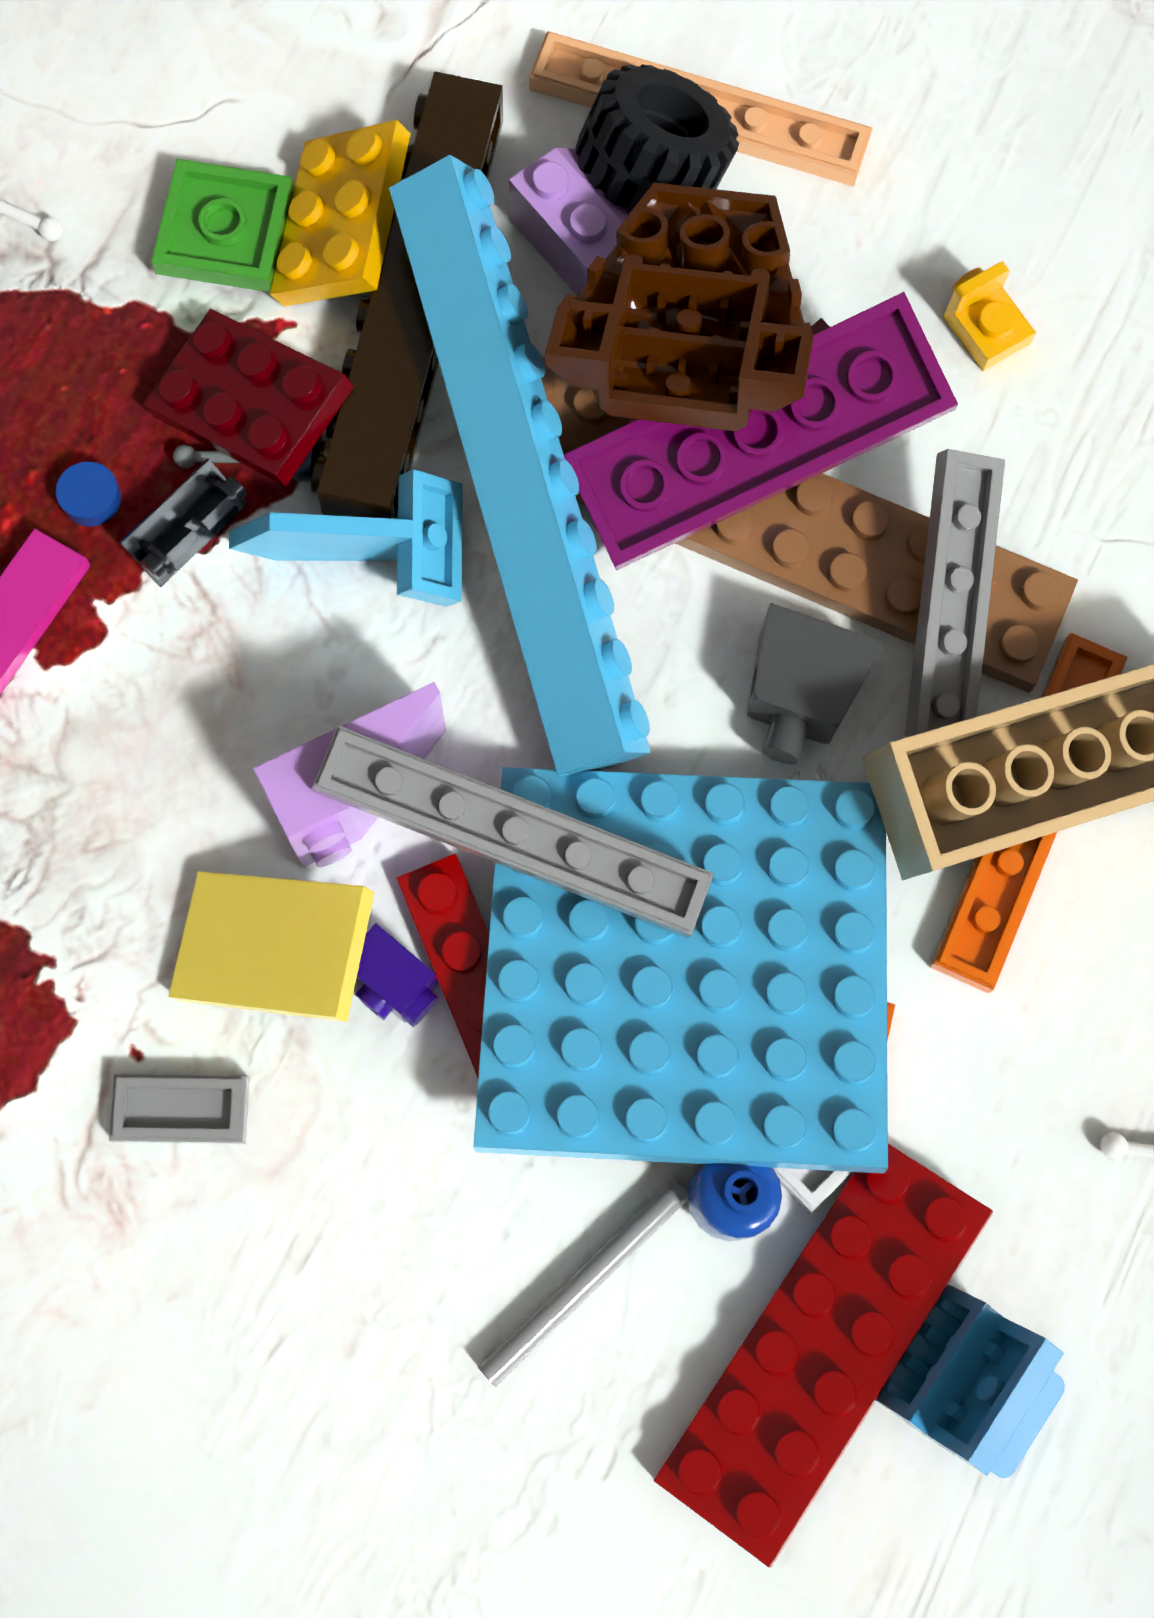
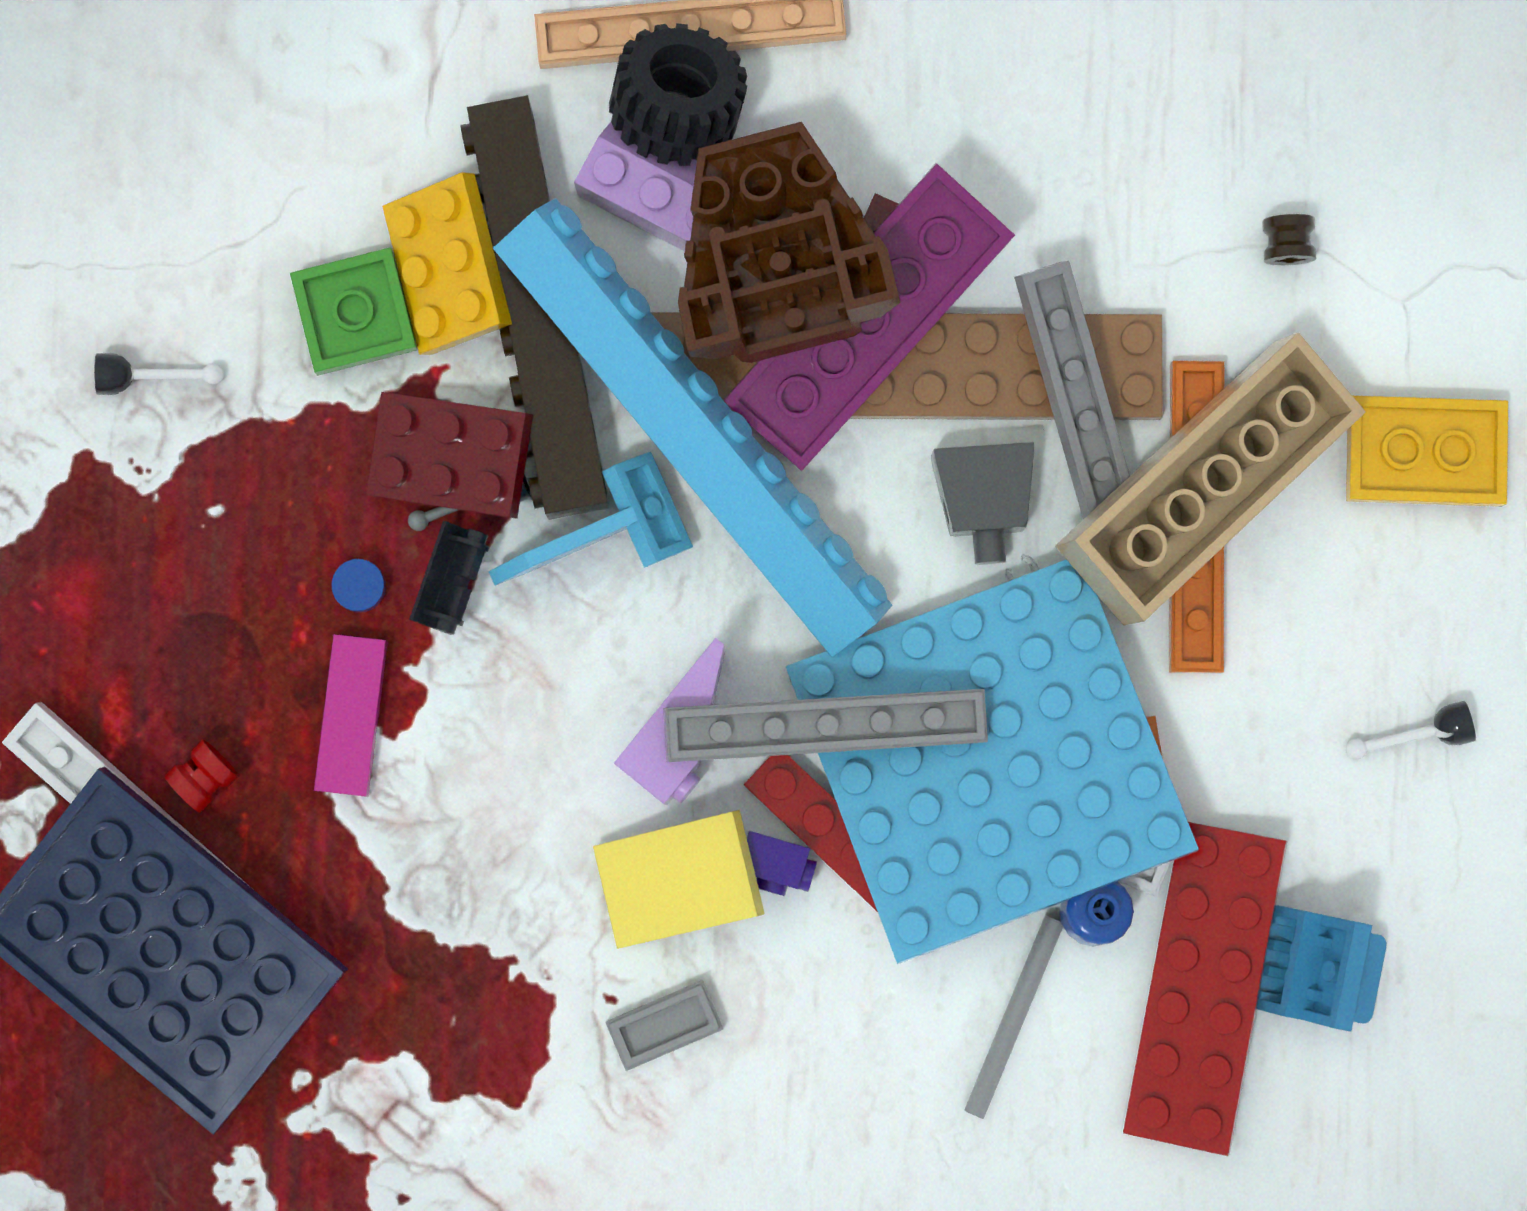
camera: 20 degrees left, 10 degrees up
(987, 316) = (1003, 116): yellow bracket -> none

